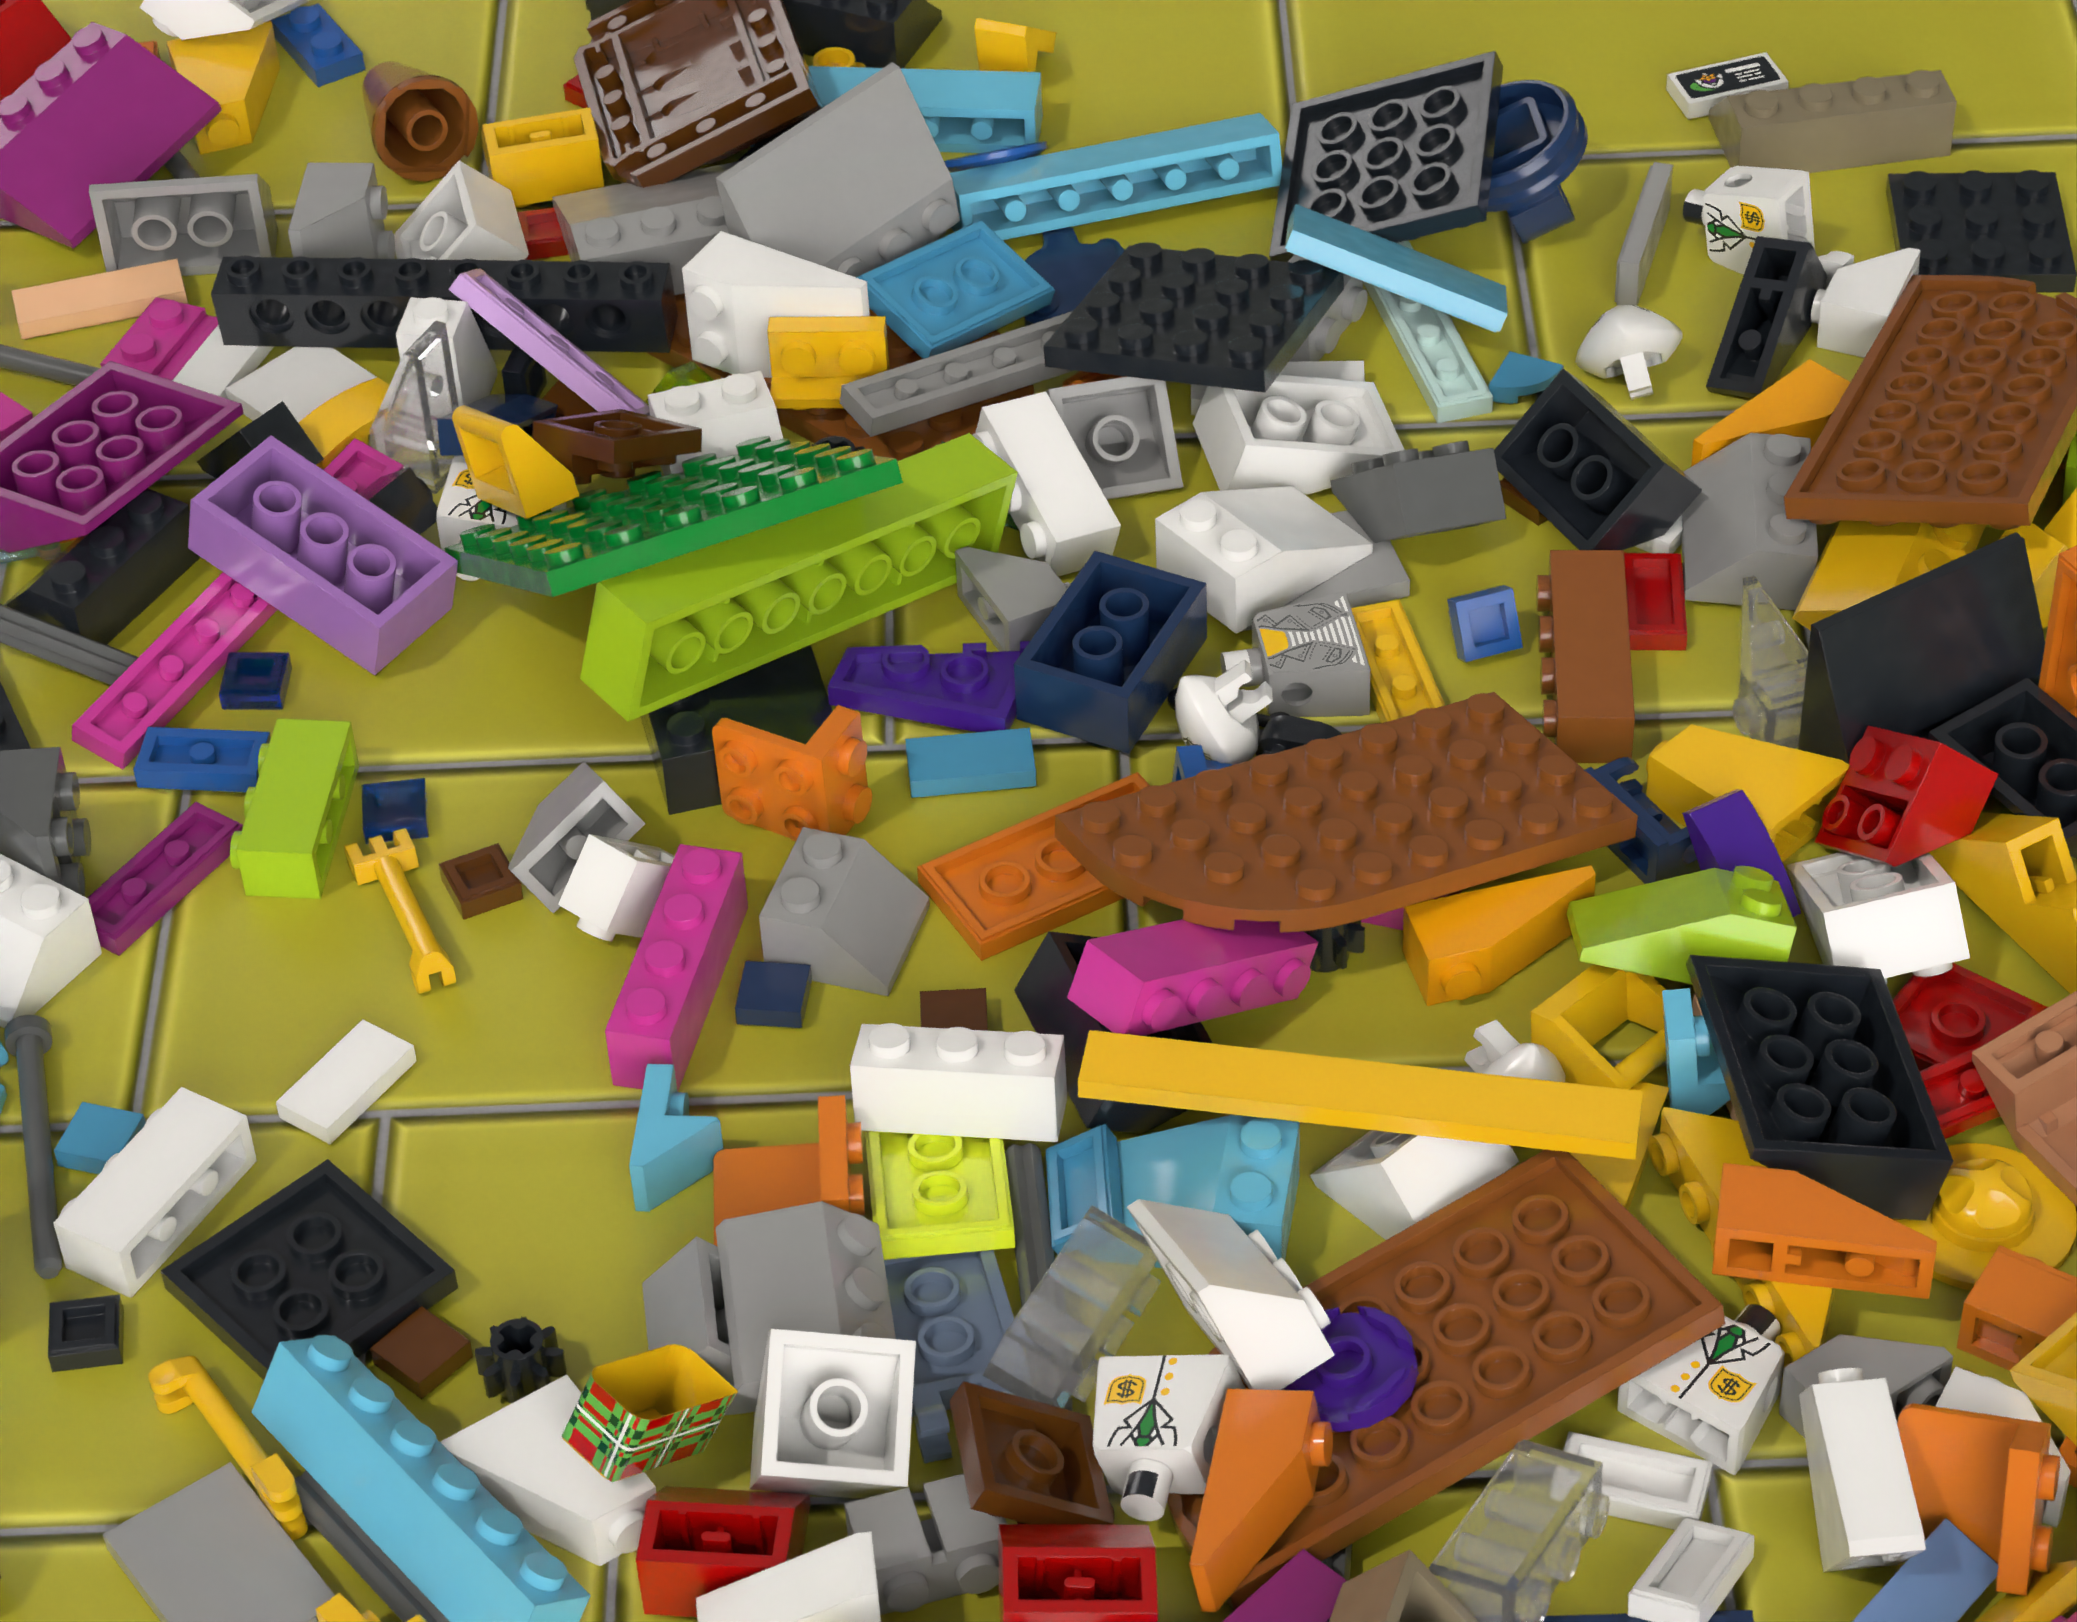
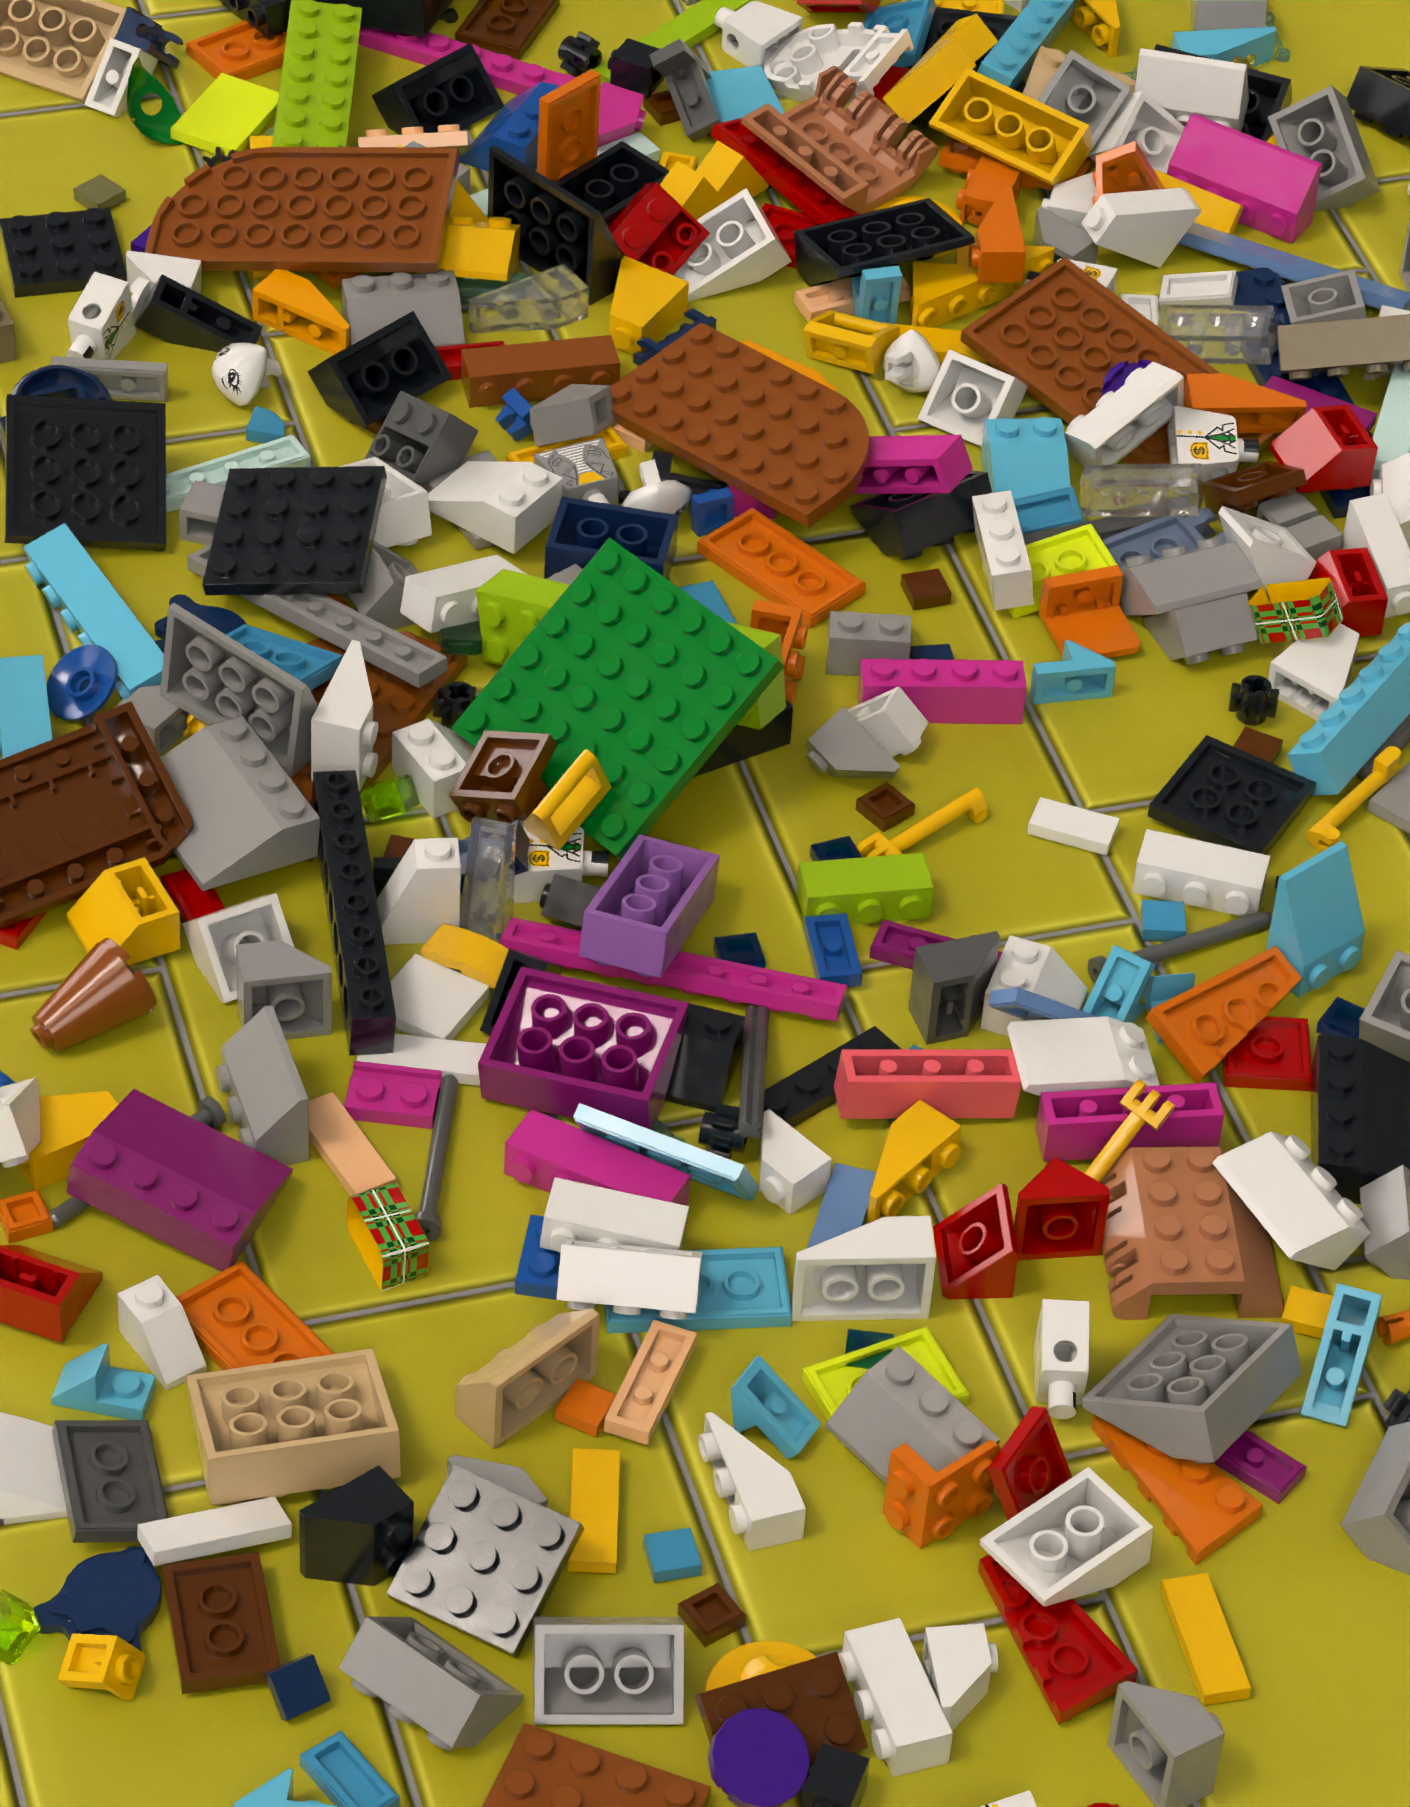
camera: 110 degrees left, 0 degrees up
(544, 343) = (404, 831): lavender tile -> none
(820, 355) = (387, 698): yellow bracket -> none
(1361, 1094) = (978, 383): yellow tile -> none
(1396, 268) = (205, 458): medium azure tile -> none
(1451, 653) = (572, 414): none -> light grey slope
(1699, 913) = (783, 298): lime slope -> none
(1732, 835) = (704, 295): dark purple slope -> none

